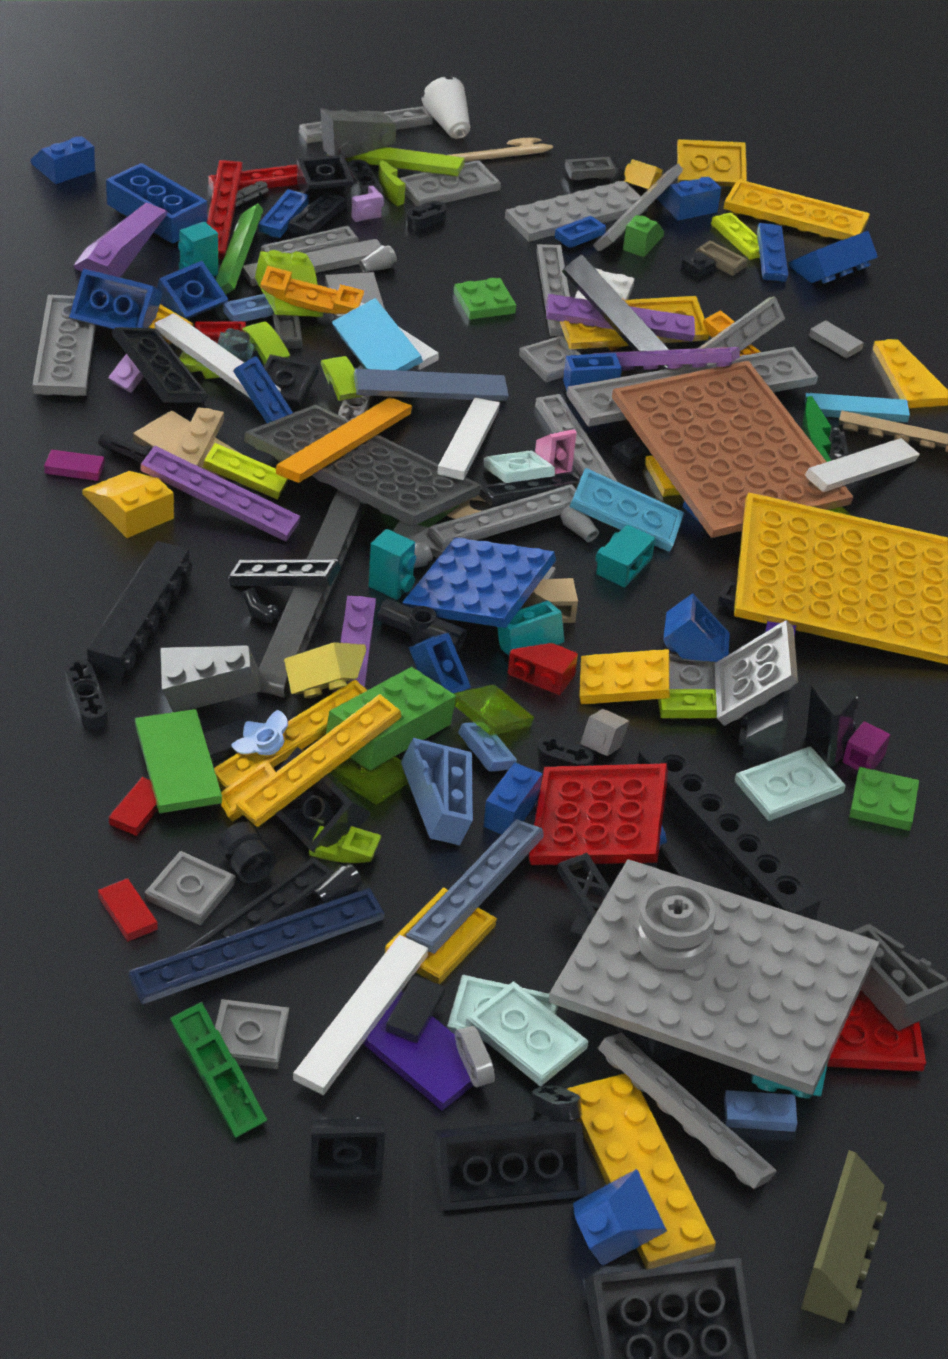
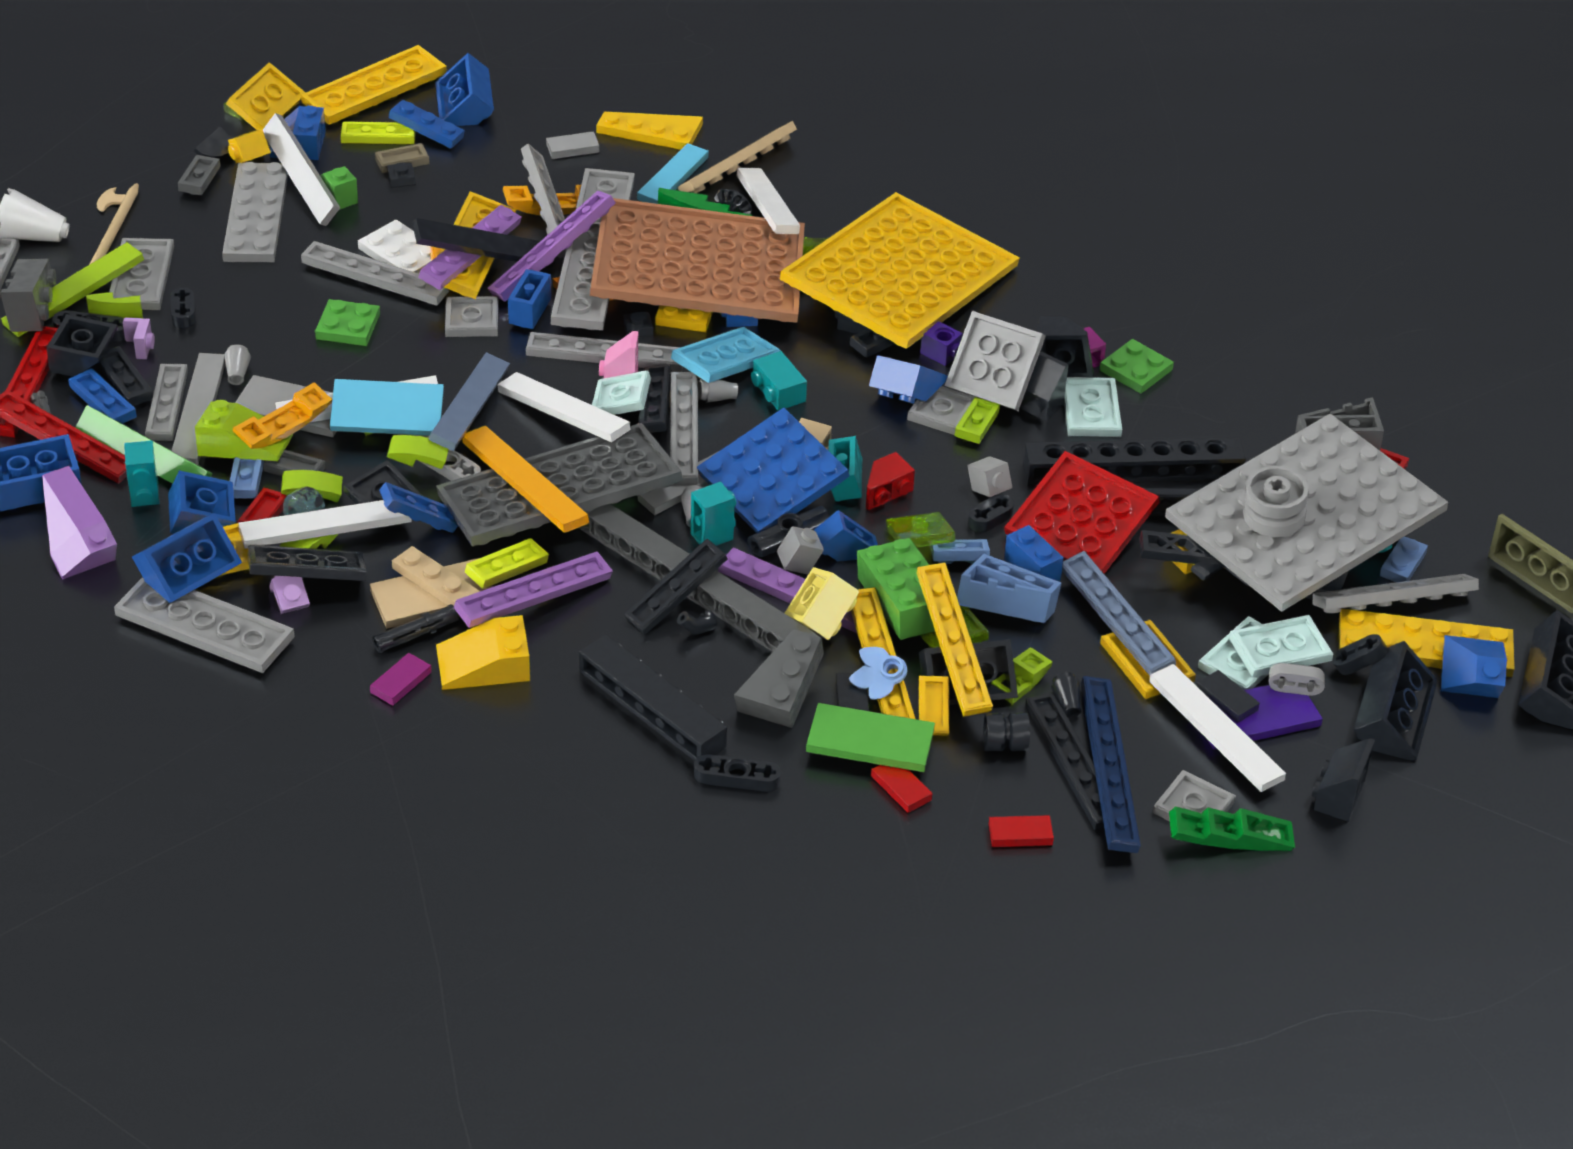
camera: 60 degrees left, 0 degrees up
(190, 888) = (1015, 785): light grey tile -> none
(394, 635) = (800, 550): none -> light grey brick
(580, 231) = (297, 222): blue plate -> none
(625, 676) = (930, 439): yellow plate -> none

